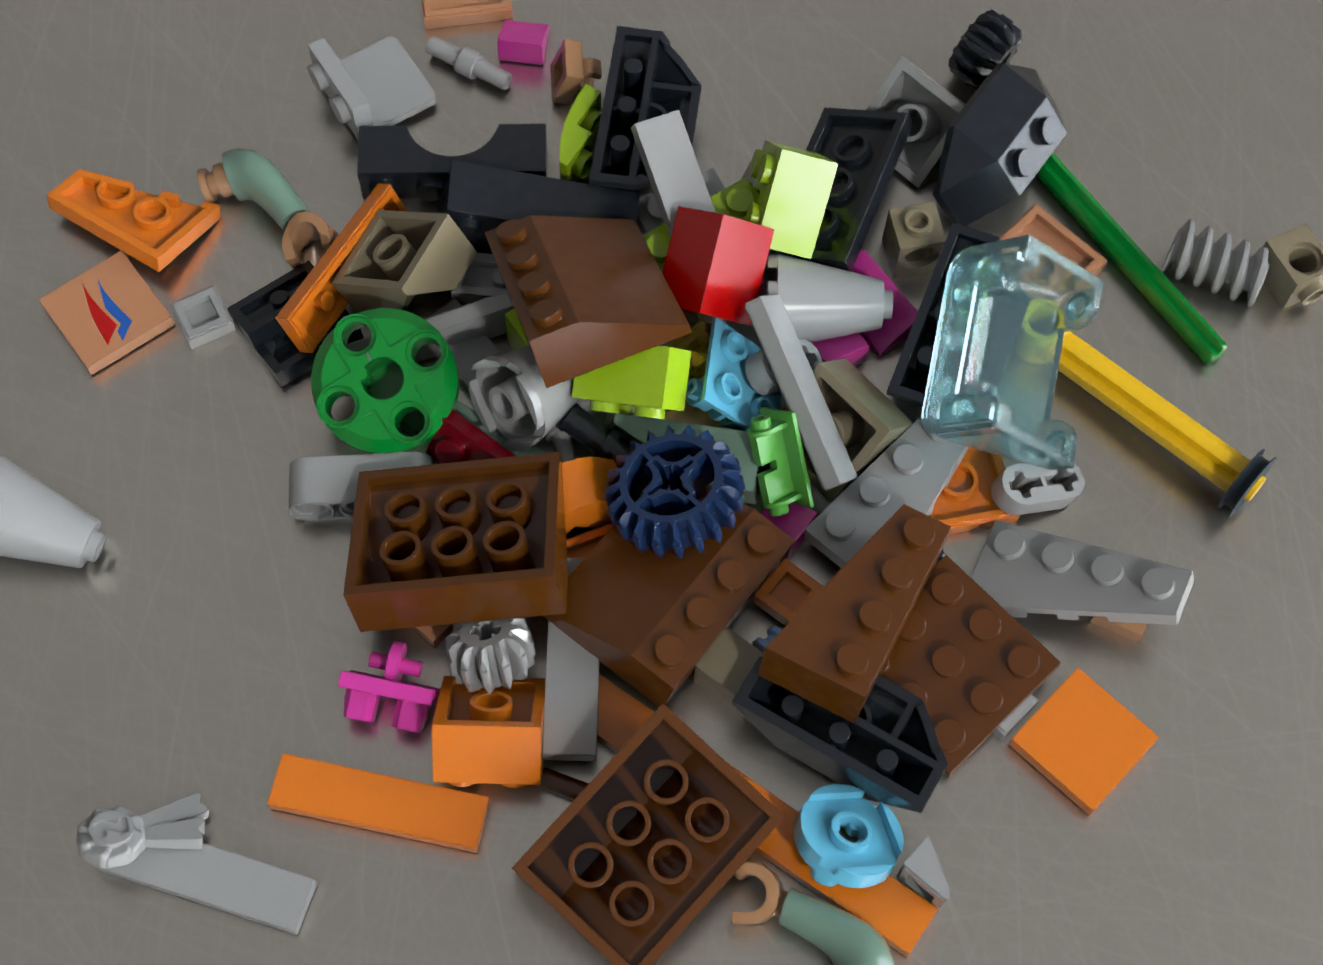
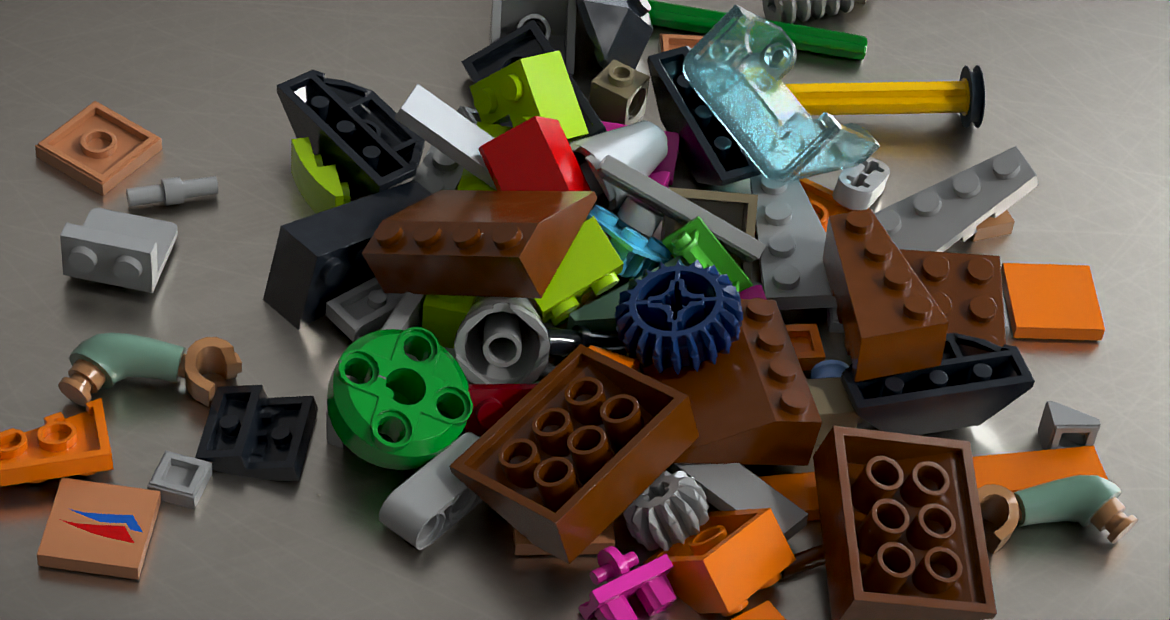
camera: 50 degrees left, 20 degrees down
(316, 301) = (262, 364): orange tile -> none
(395, 158) = (209, 282): black arch -> none
(402, 258) = (307, 325): dark tan slope -> none
(522, 42) = (195, 155): dark pink slope -> none
(572, 71) = (258, 147): medium nougat tile -> none
(833, 857) = (1007, 441): medium azure plate -> none

